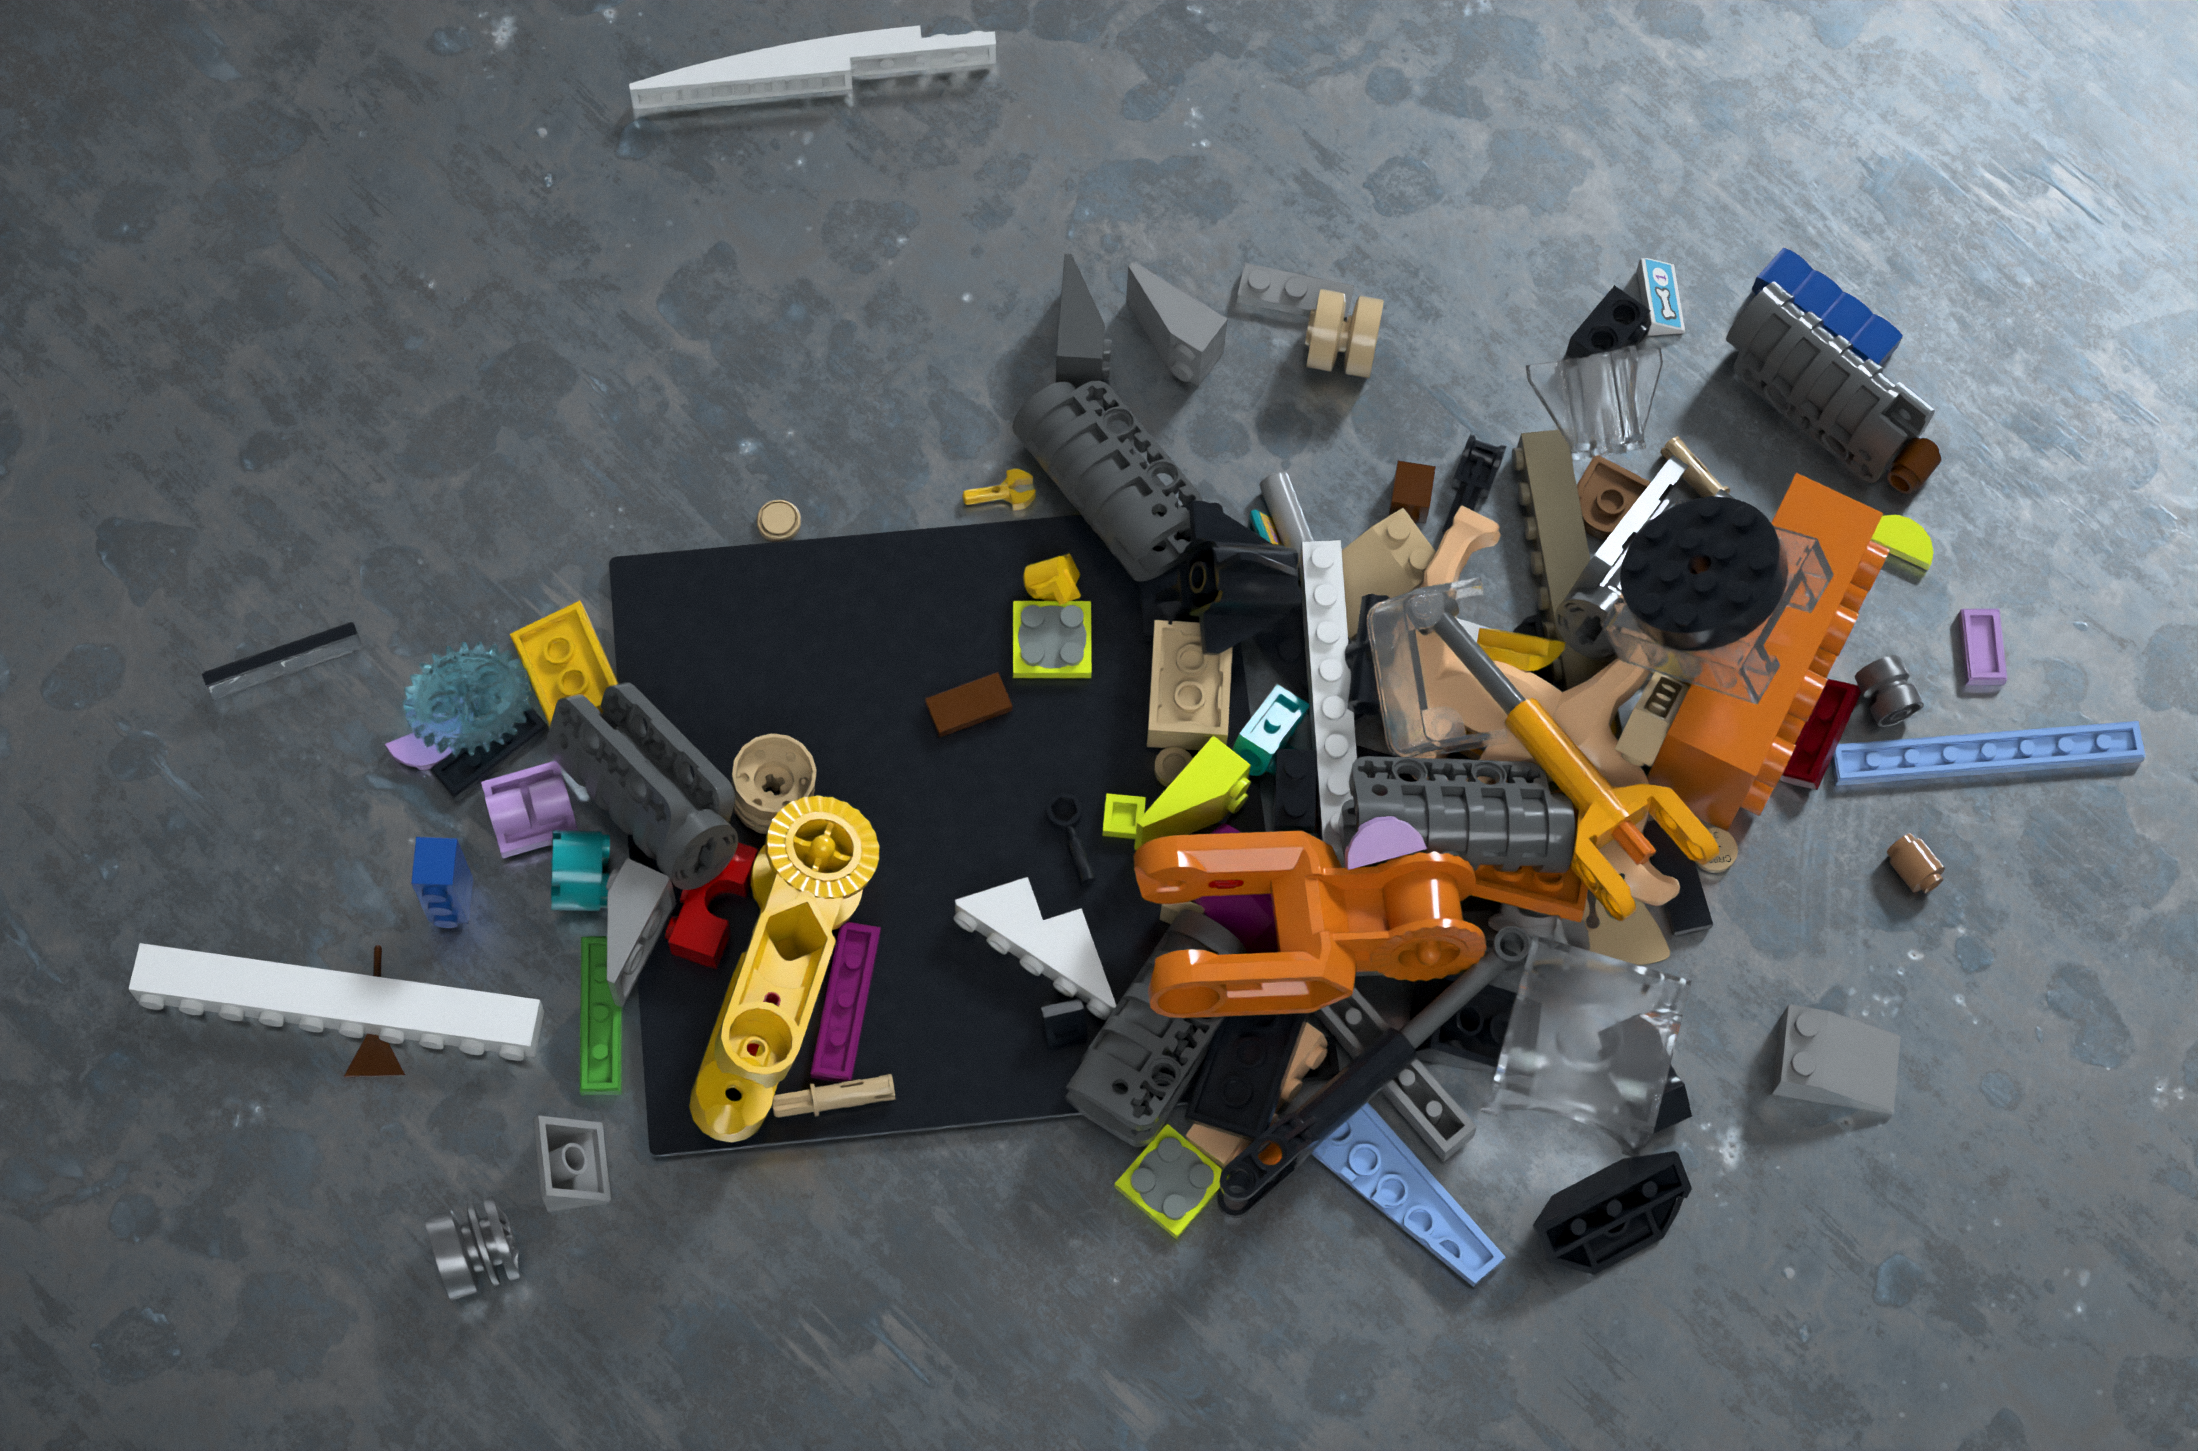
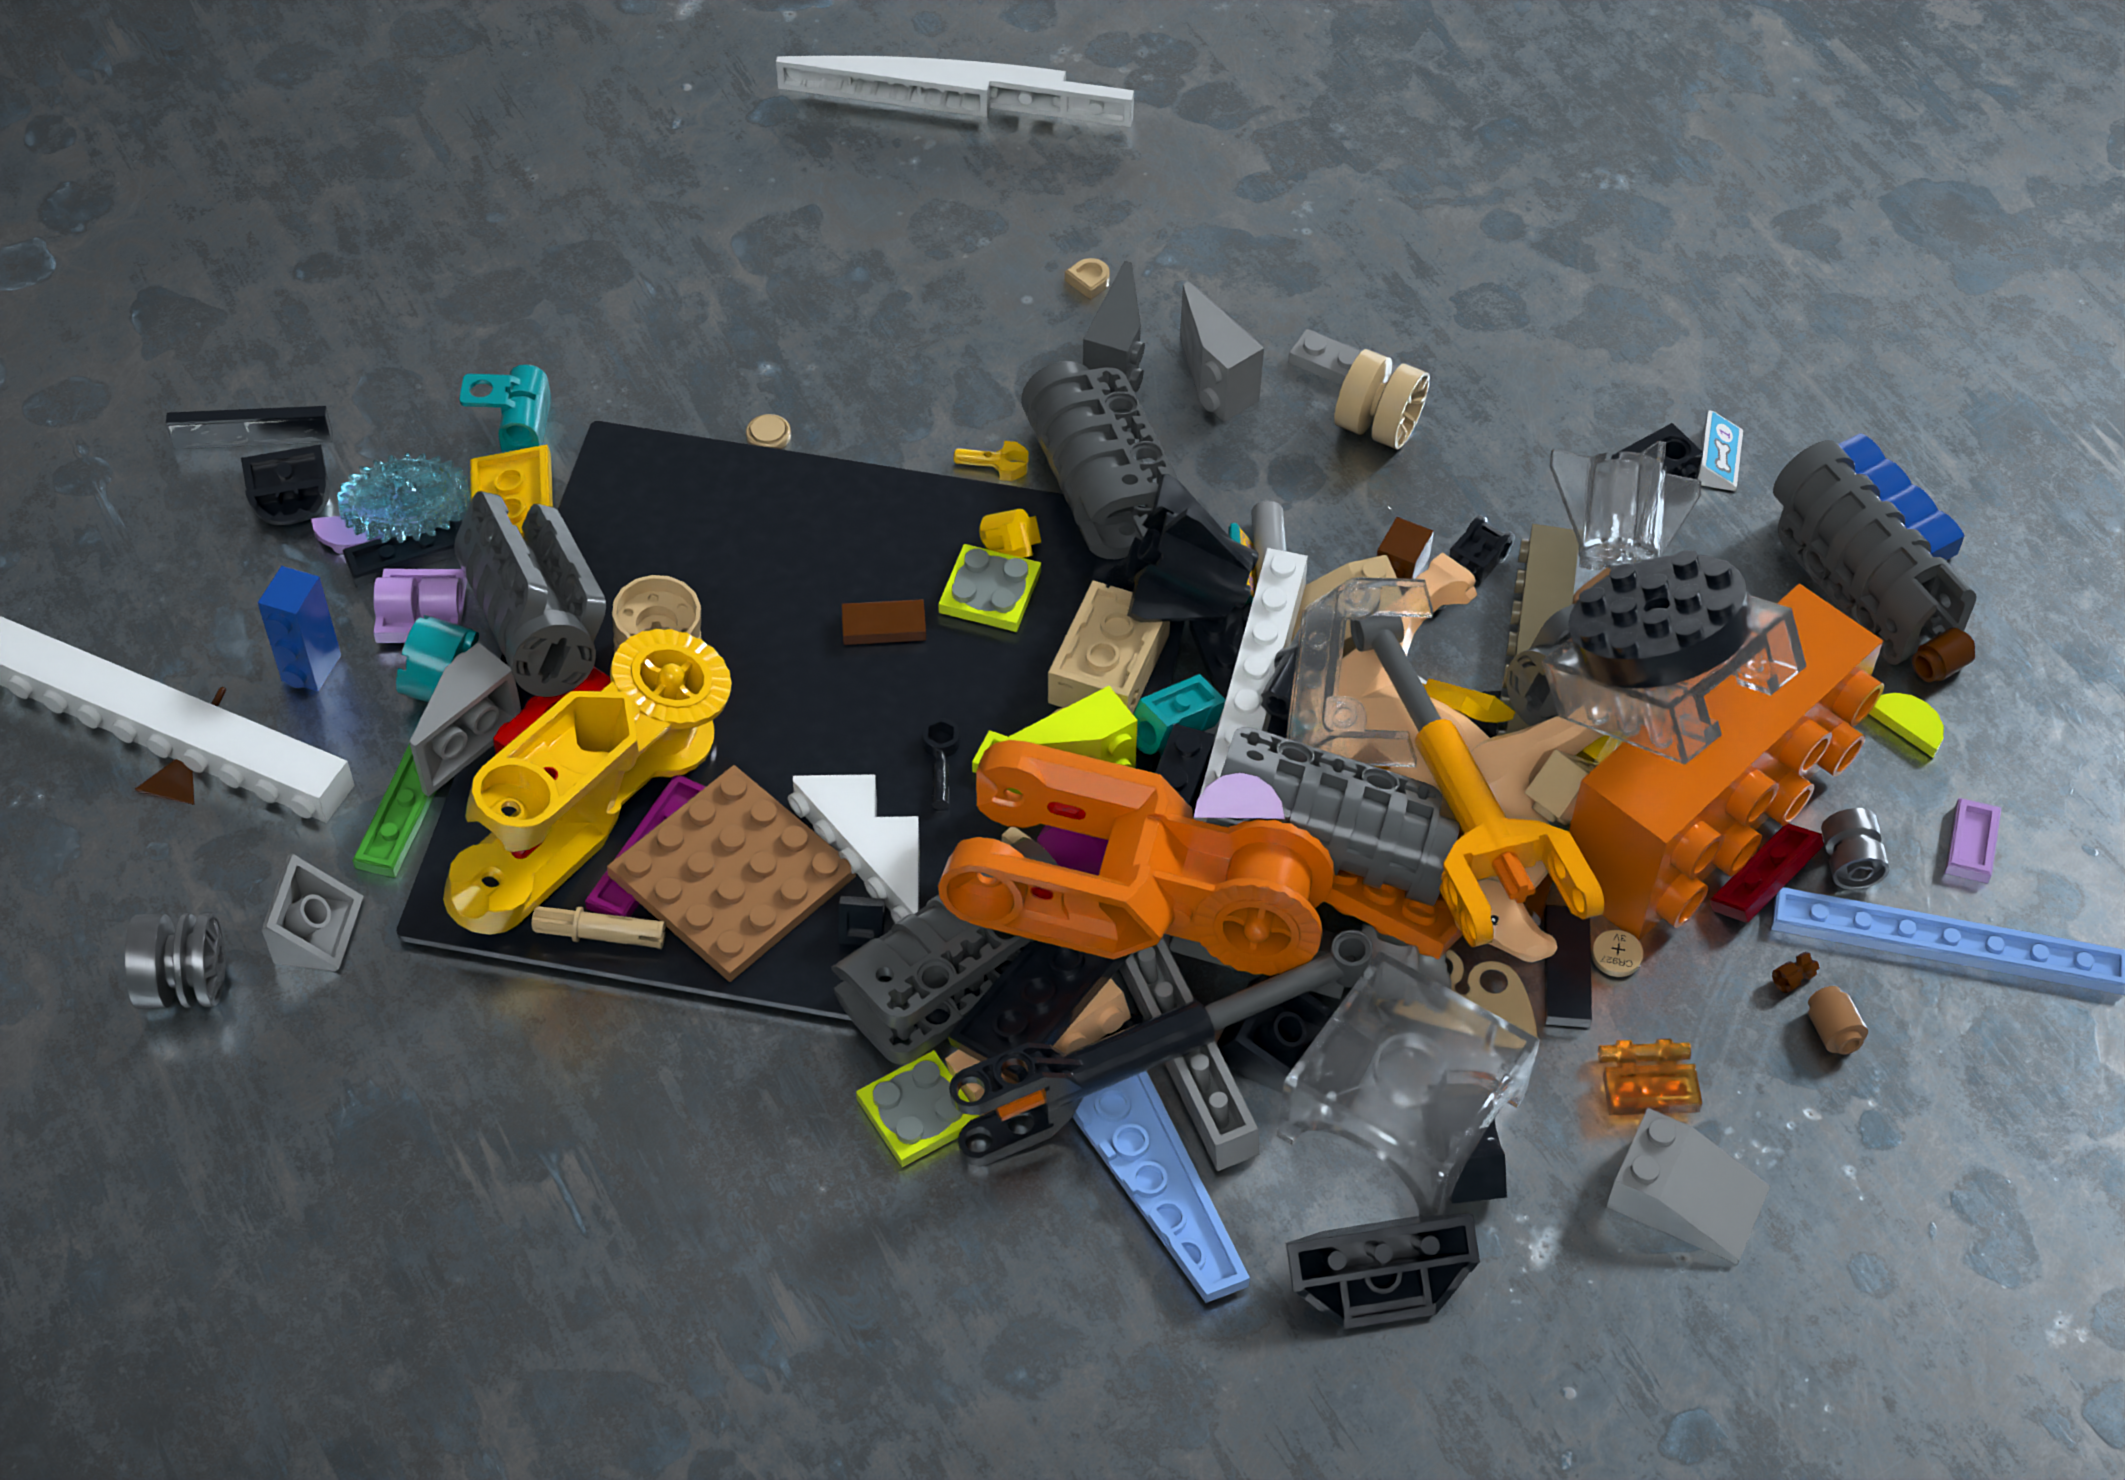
camera: 20 degrees right, 15 degrees down
(347, 715) = (287, 484): none -> black slope
(532, 559) = (523, 404): none -> teal piece
(929, 1006) = (731, 872): none -> medium nougat plate
(1018, 256) = (1088, 277): none -> tan tile
(1779, 975) = (1660, 1087): none -> clear orange plate
(1866, 828) = (1790, 974): none -> reddish brown piece

